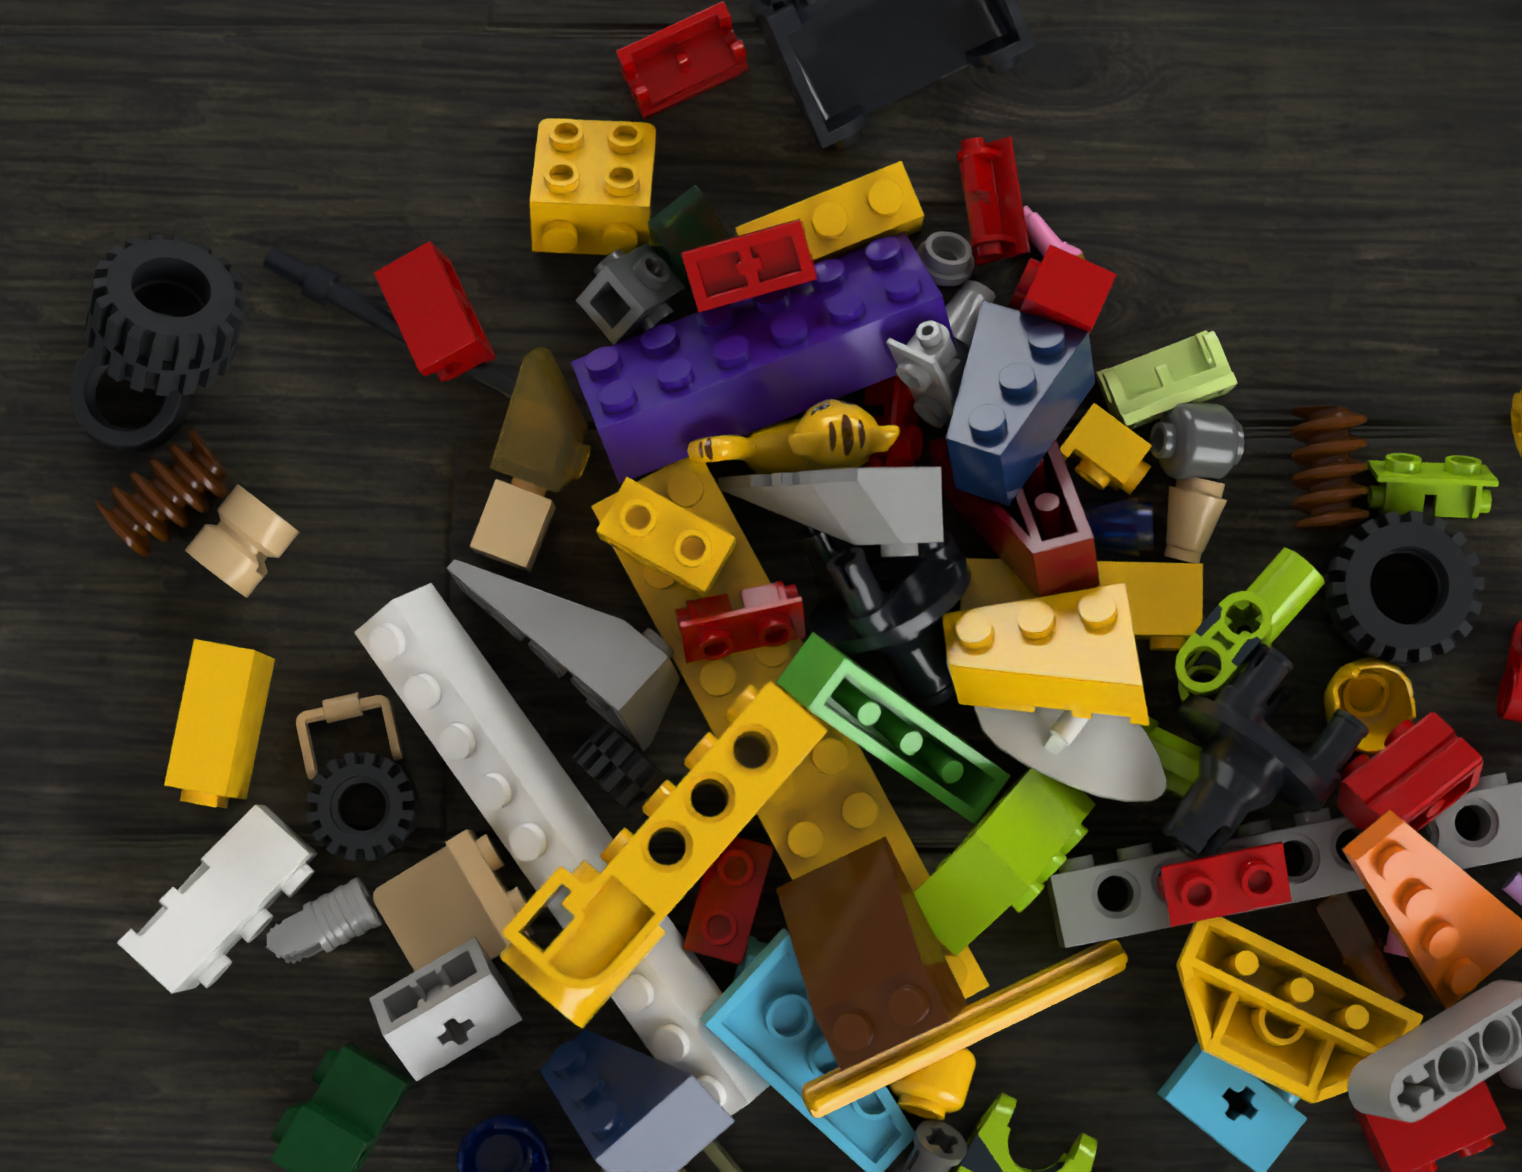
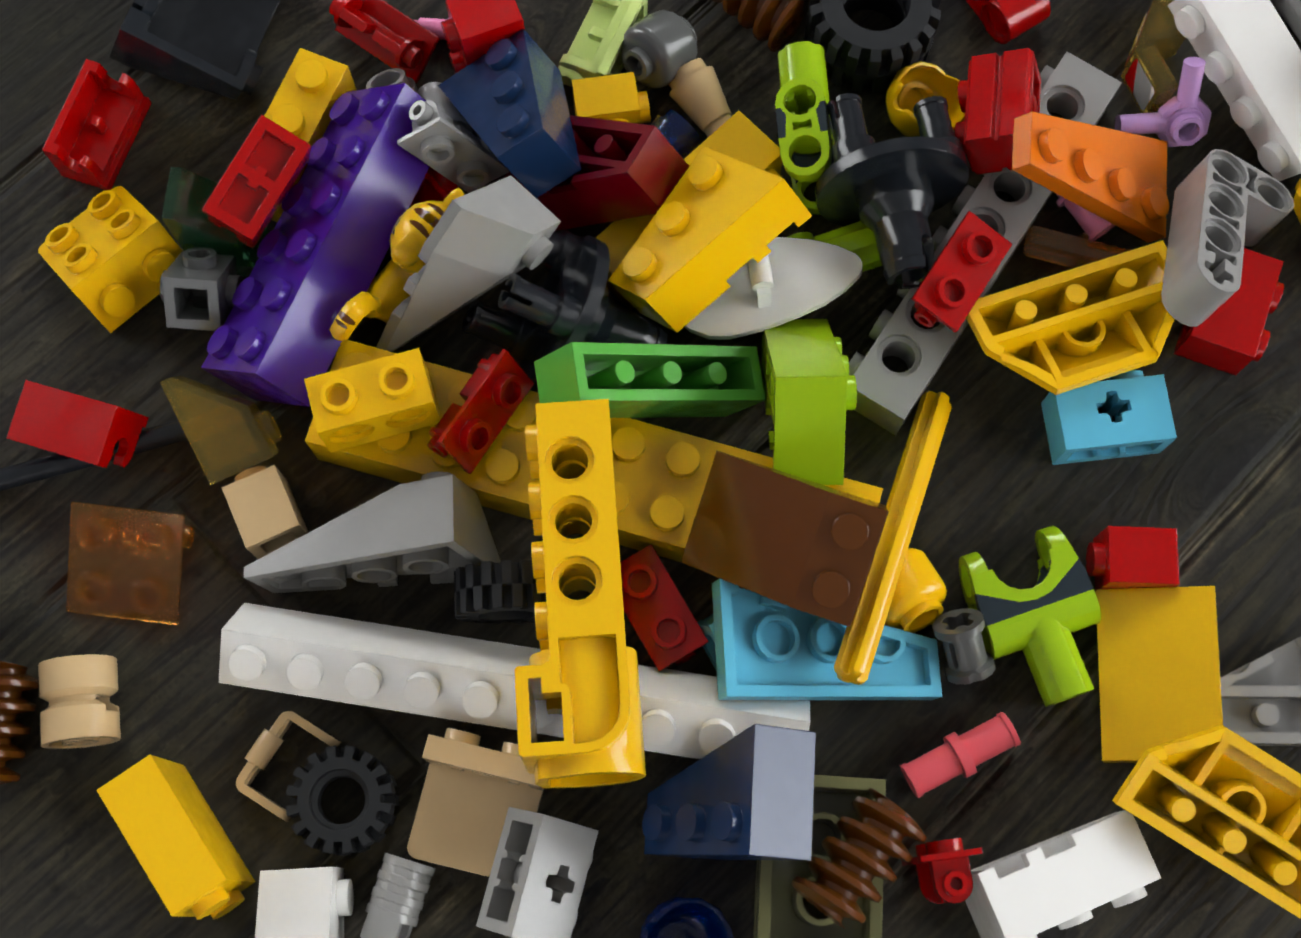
camera: 45 degrees left, 10 degrees down
(373, 461) = (126, 562): none -> clear orange hinge

